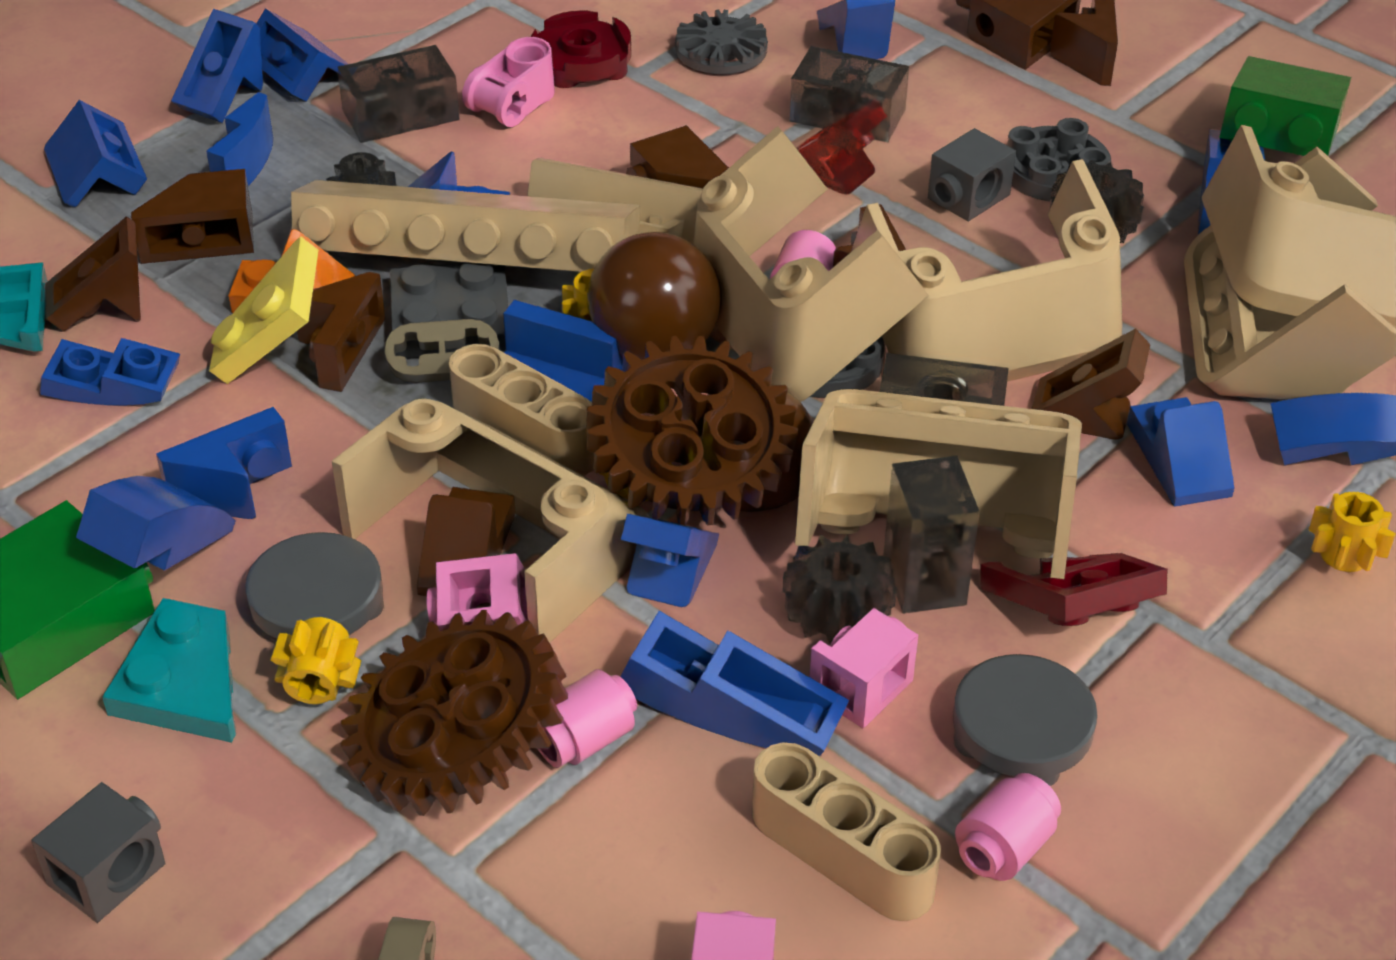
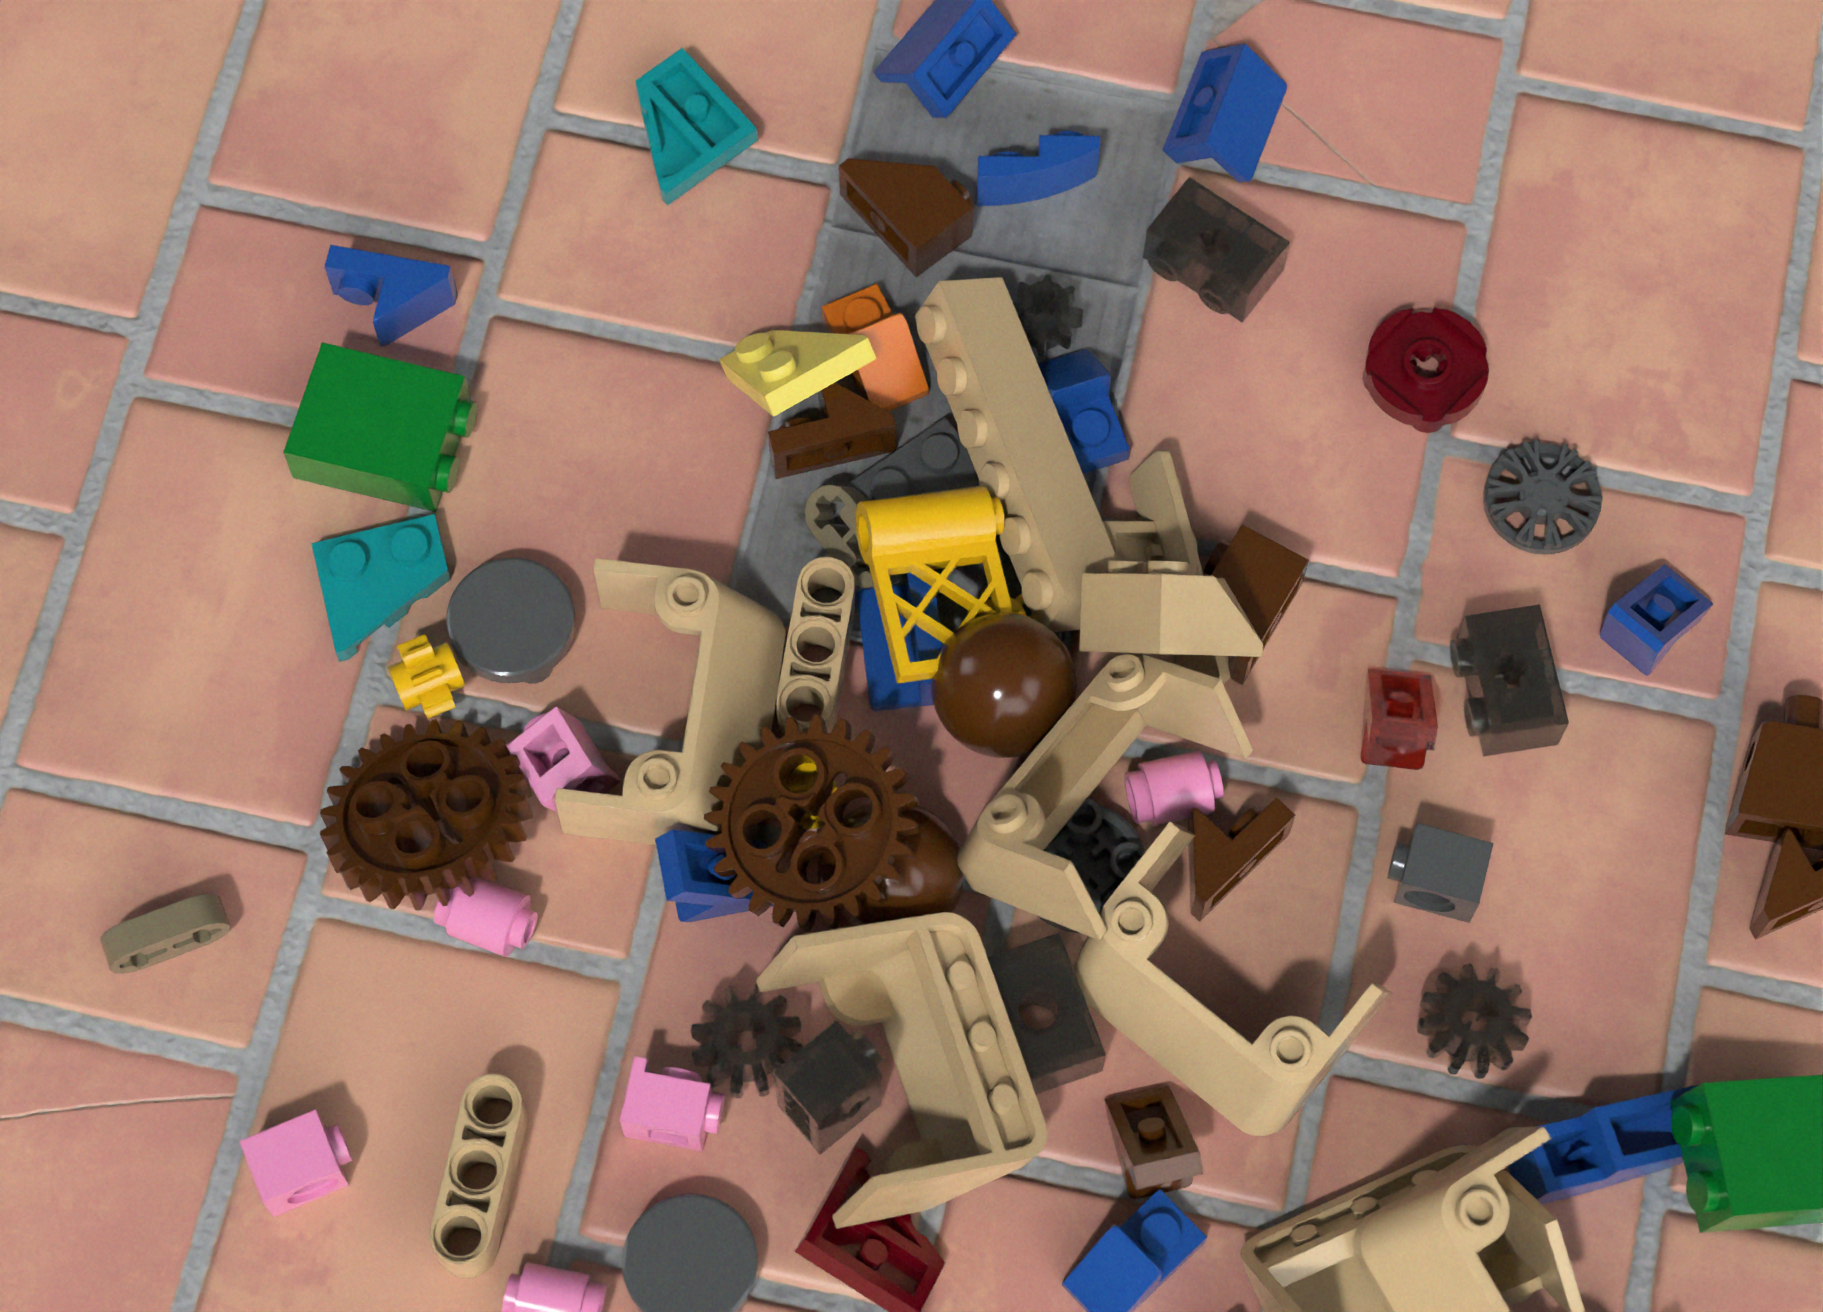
camera: 60 degrees right, 25 degrees up
(99, 377) = (668, 281): blue slope -> none
(100, 272) = (762, 191): reddish brown slope -> none
(100, 850) = (168, 648): dark grey brick -> none
(150, 522) = (471, 465): blue slope -> none
(221, 62) = (1131, 65): blue slope -> none
(228, 460) = (598, 452): blue slope -> none
(463, 527) = (637, 704): reddish brown slope -> none
(505, 273) = (925, 535): none -> yellow piece
(512, 81) = (1303, 342): bright pink piece -> none
(679, 160) = (1163, 612): none -> tan slope
(730, 688) = (584, 1014): blue slope -> none
(1048, 151) = (1547, 944): dark grey tile -> none

